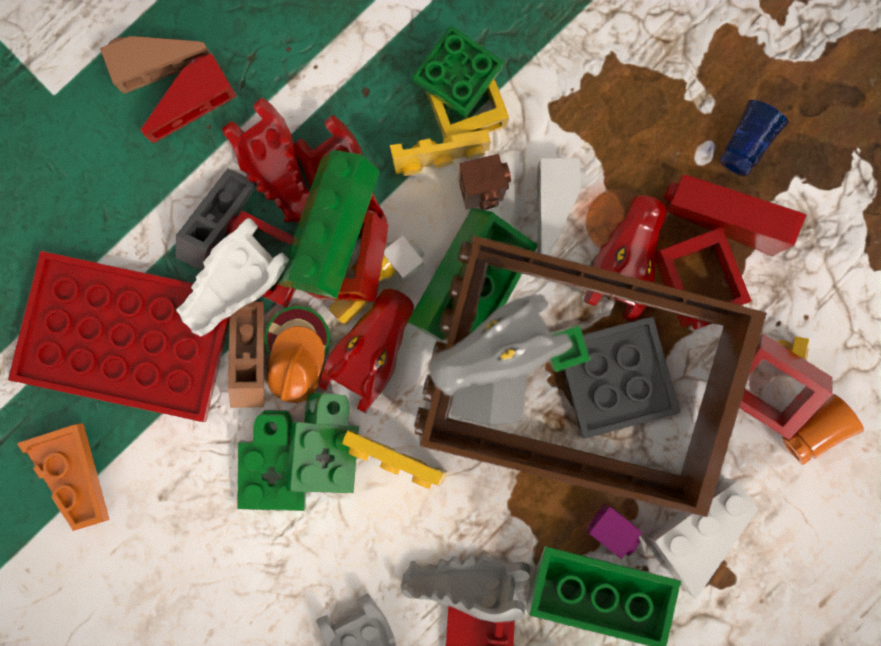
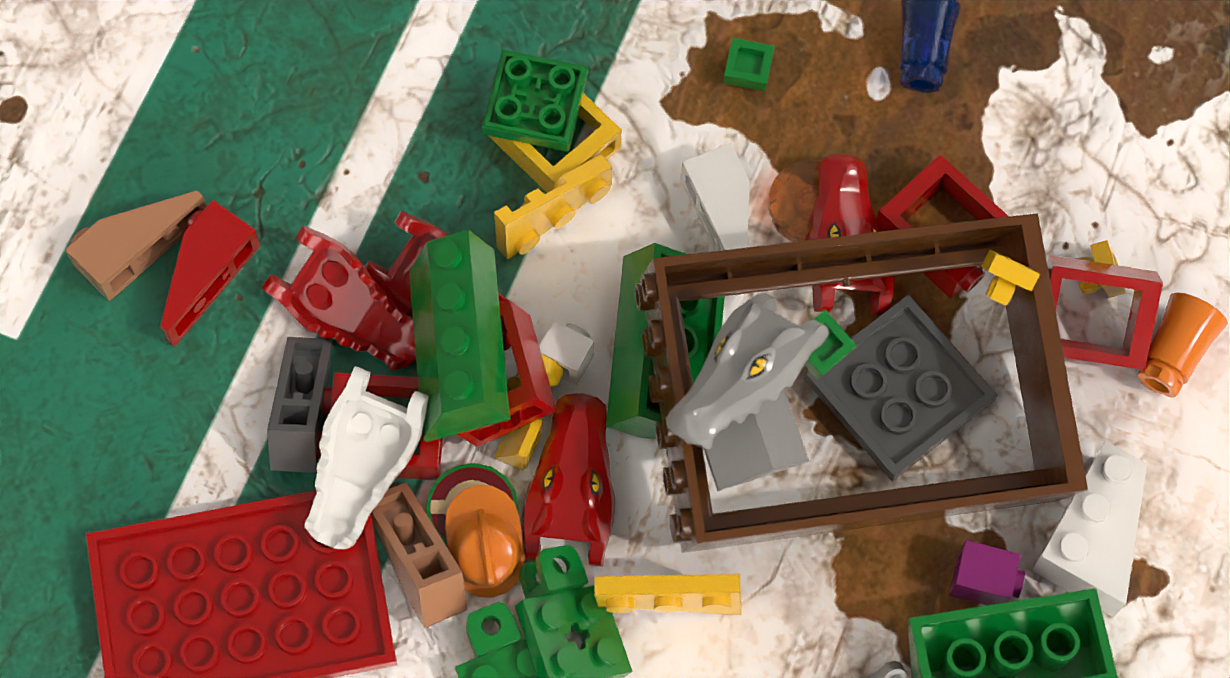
camera: 25 degrees left, 15 degrees down
(483, 181) = (624, 216): copper brick -> none
(620, 103) = (748, 64): none -> green plate
(722, 351) = (1007, 275): none -> yellow tile
(742, 217) = (967, 133): red slope -> none

